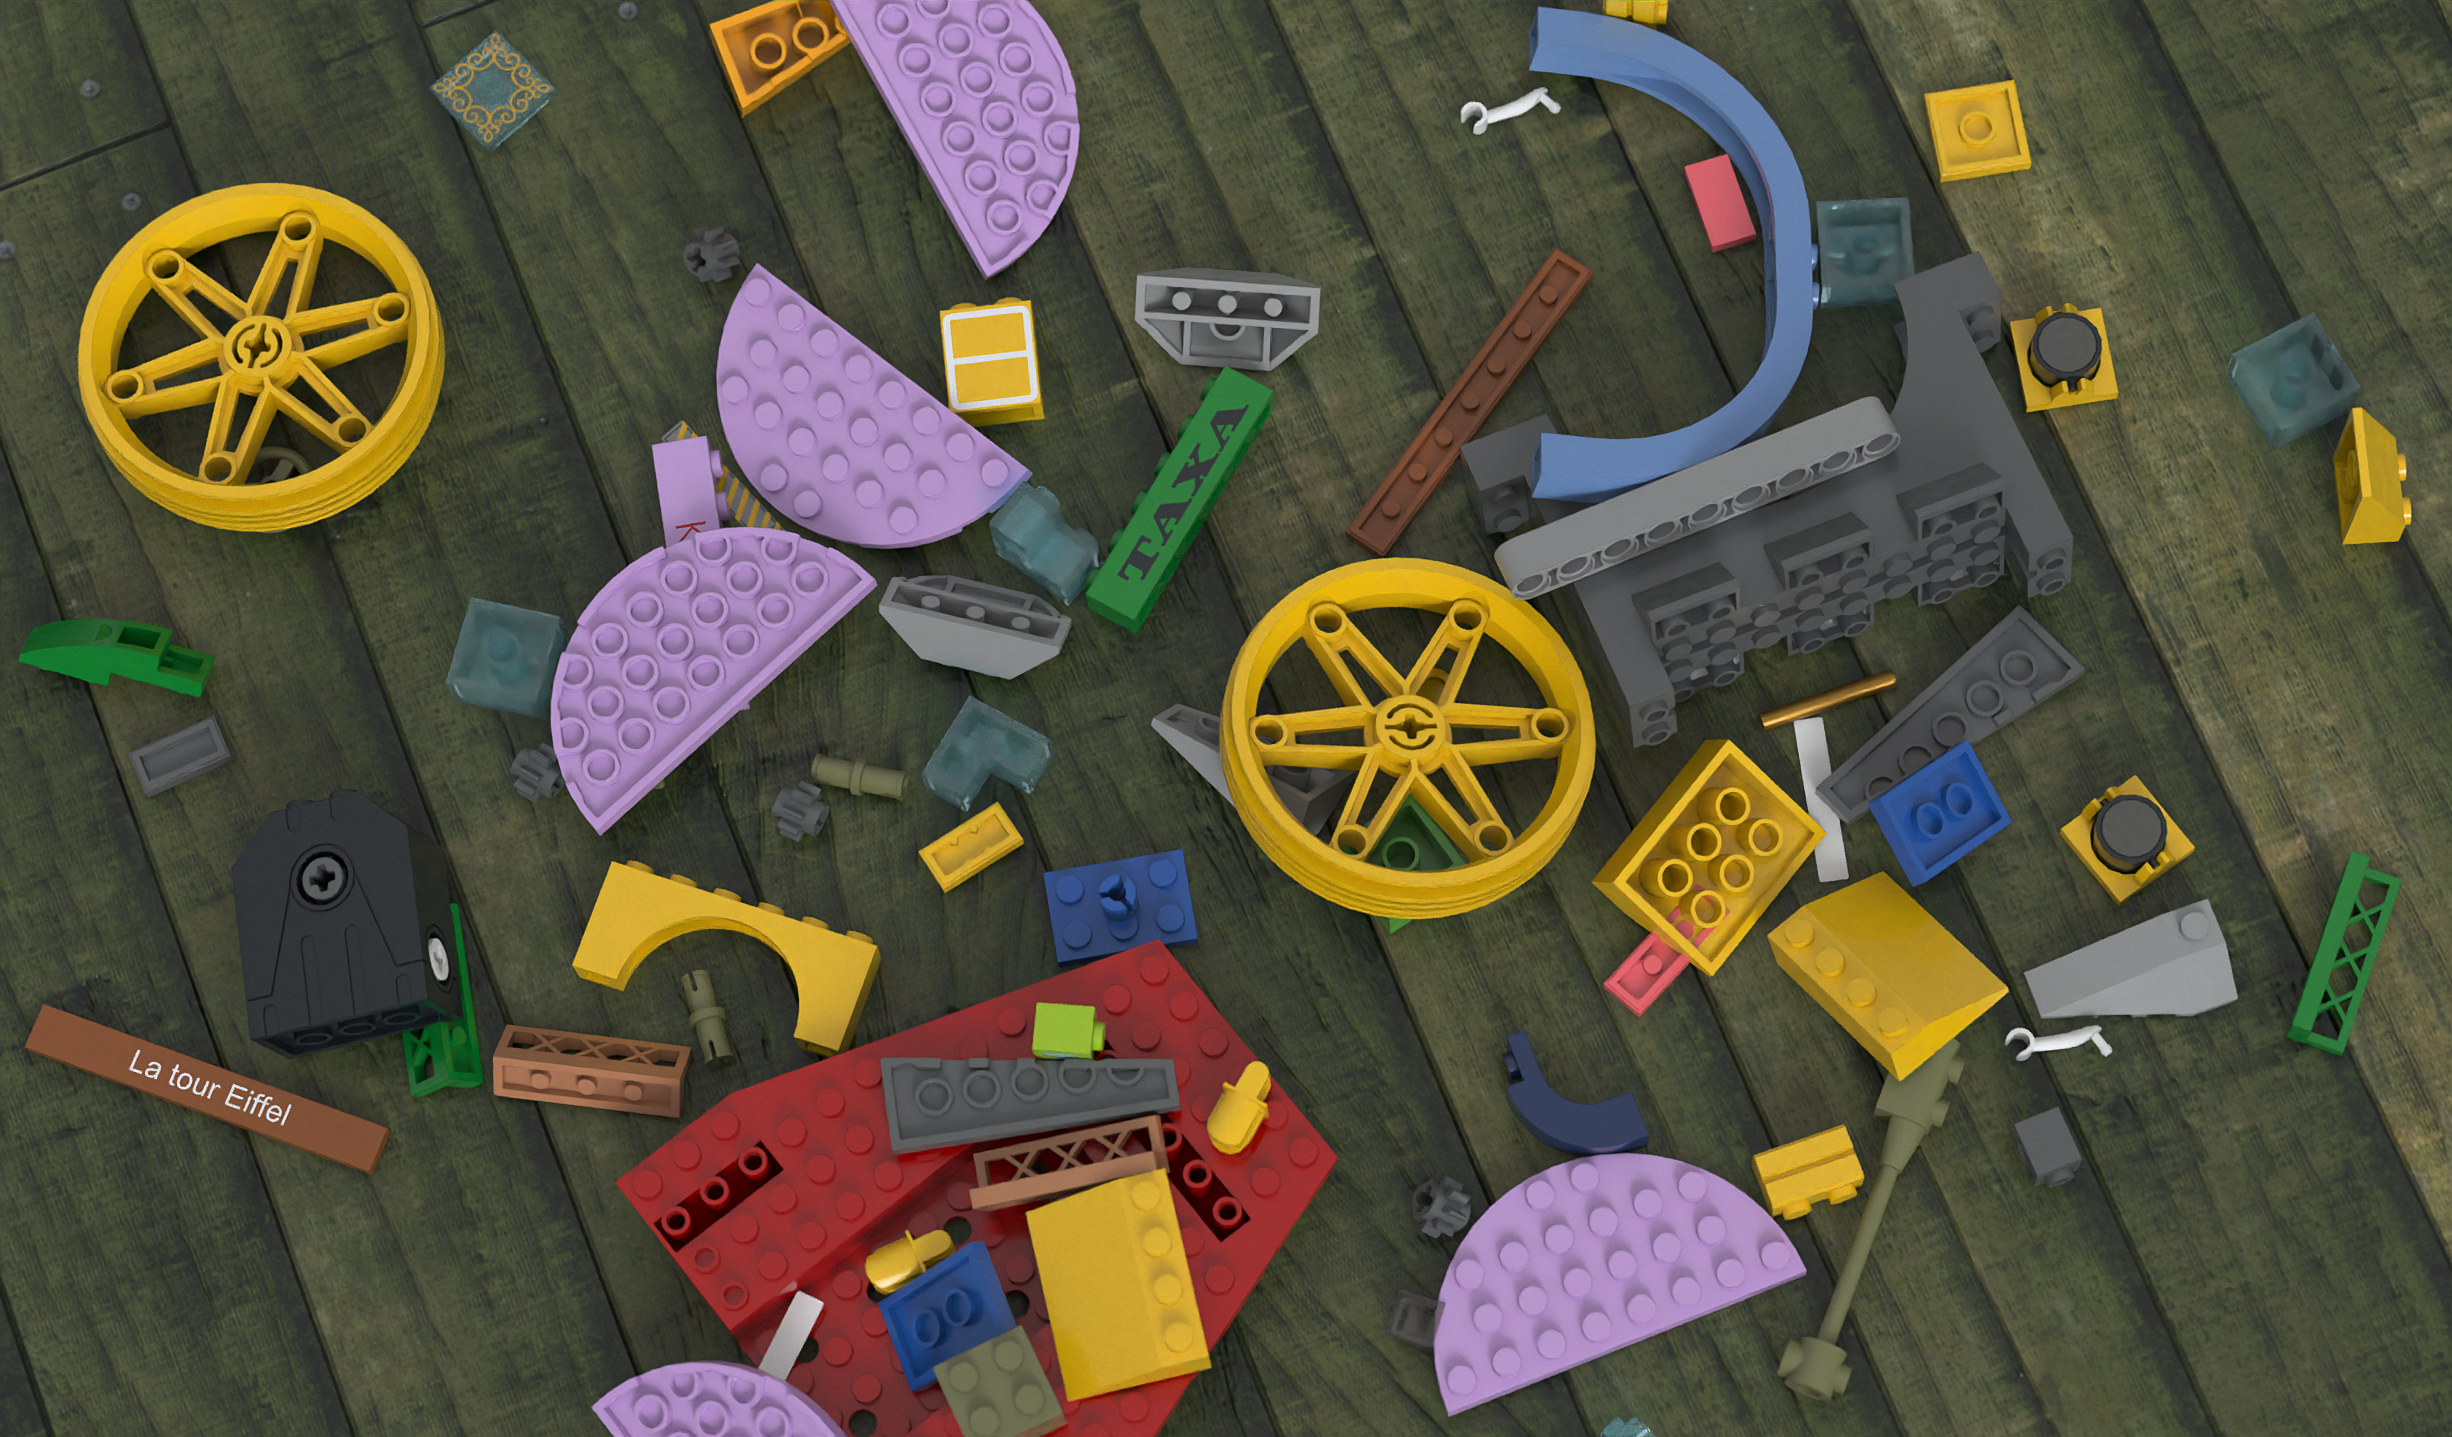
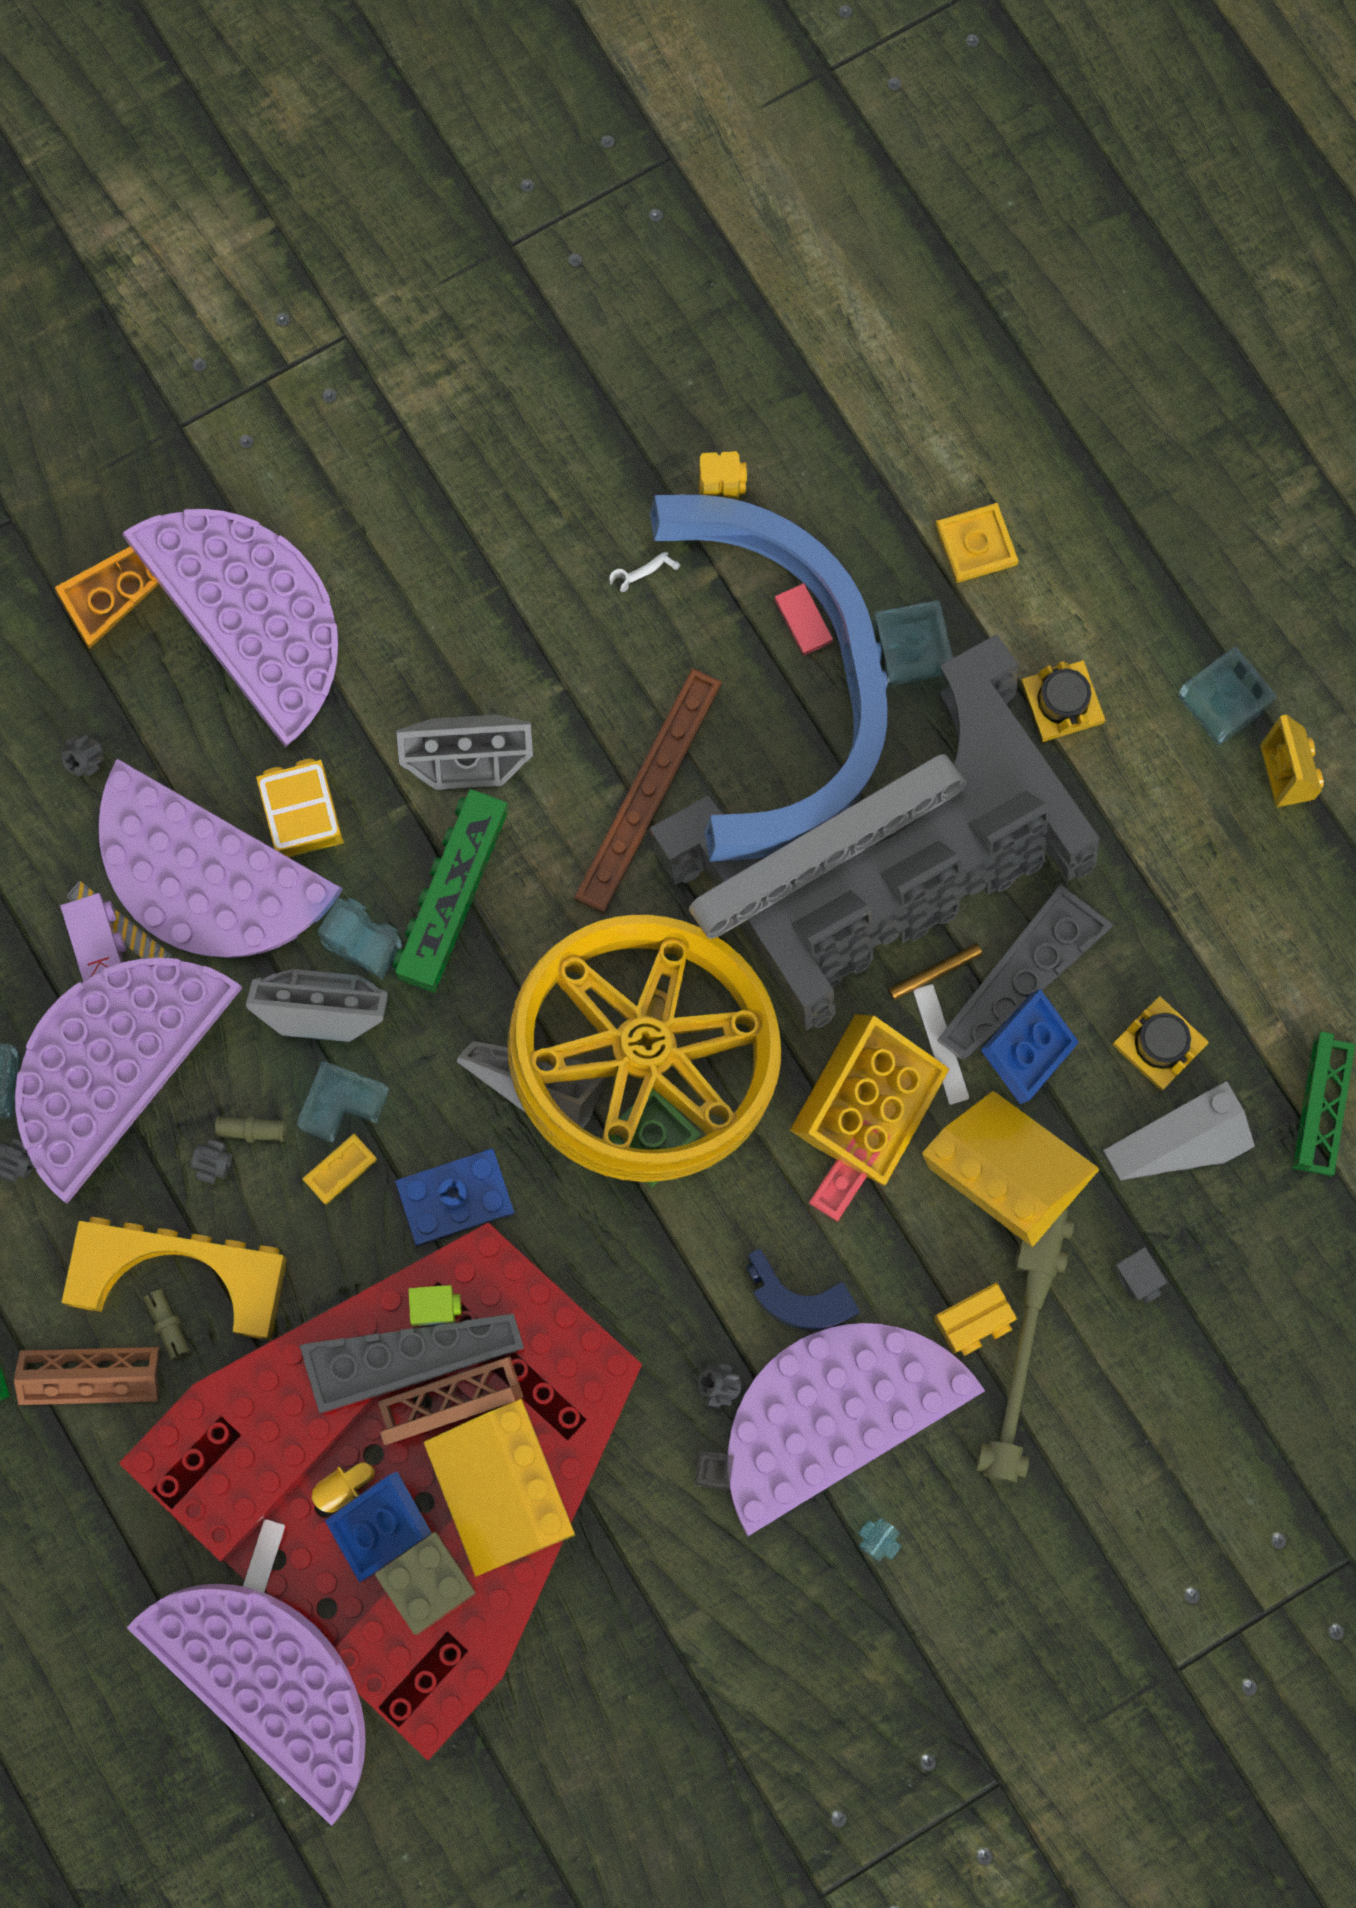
camera: 20 degrees left, 5 degrees up
(1240, 1110) = (567, 1344): yellow arm -> none
(2058, 1041) = (1137, 1195): white piece -> none

